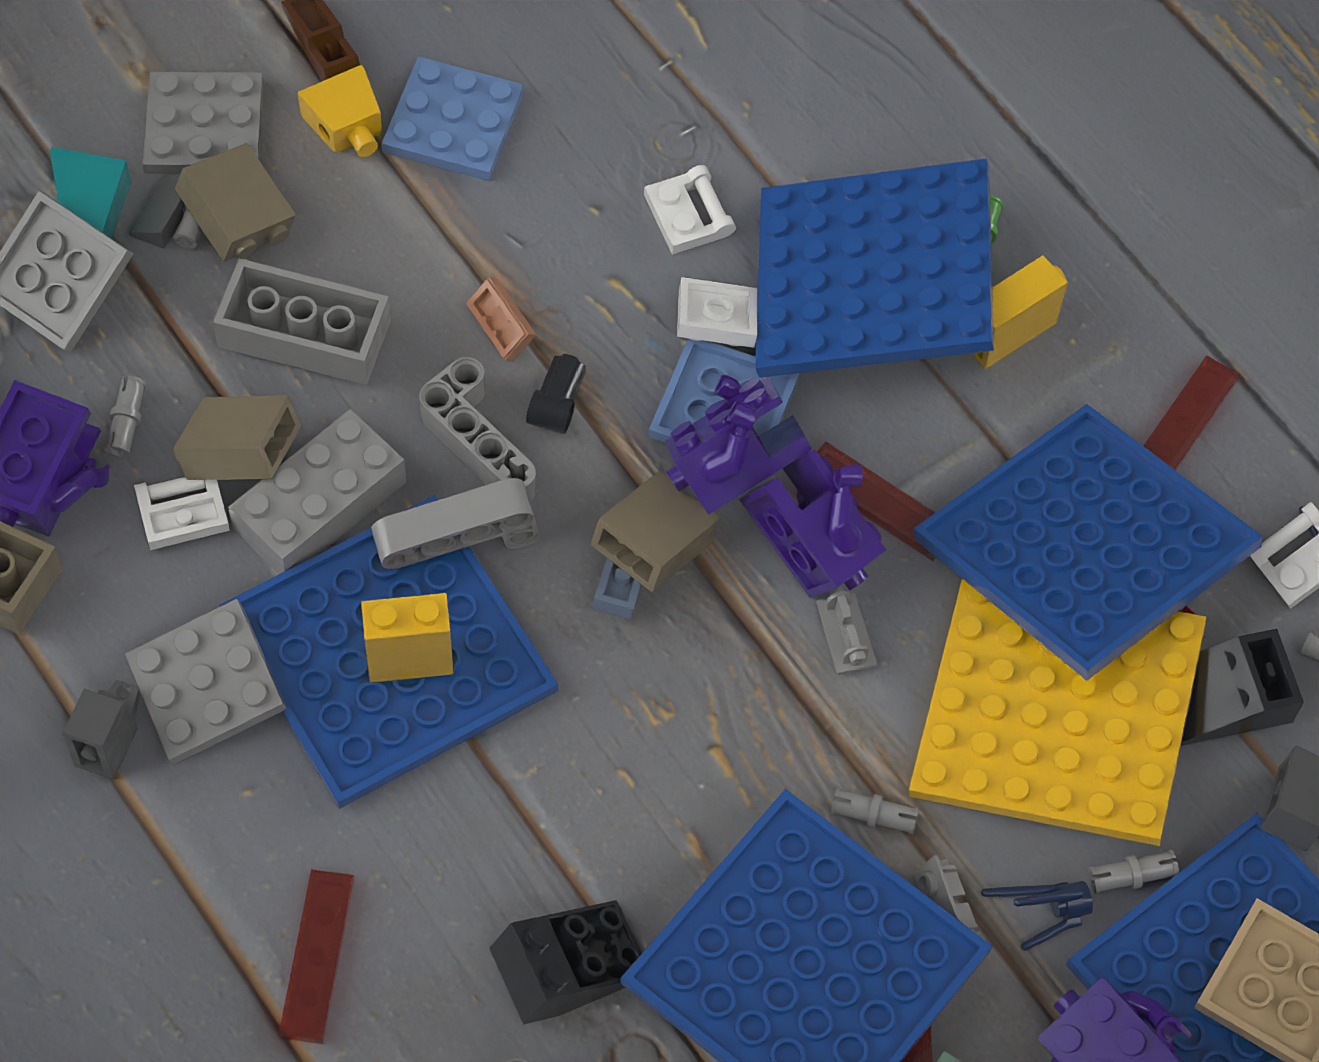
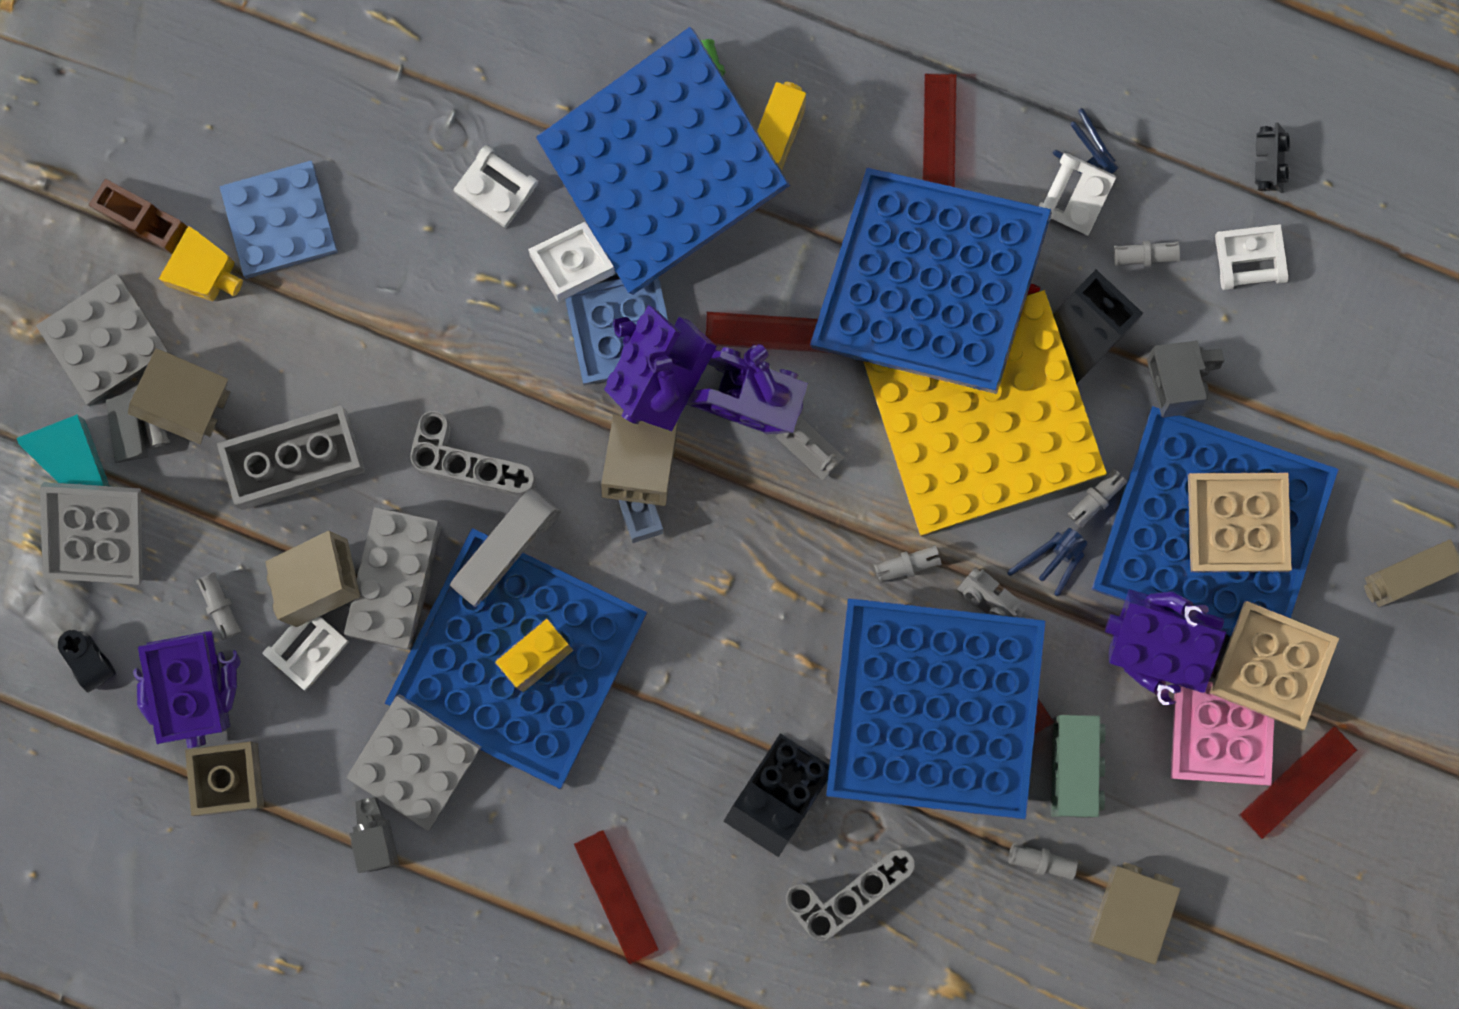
camera: 25 degrees left, 20 degrees up
(501, 319) = (424, 362): nougat plate -> none
(554, 403) = (504, 403): black piece -> none

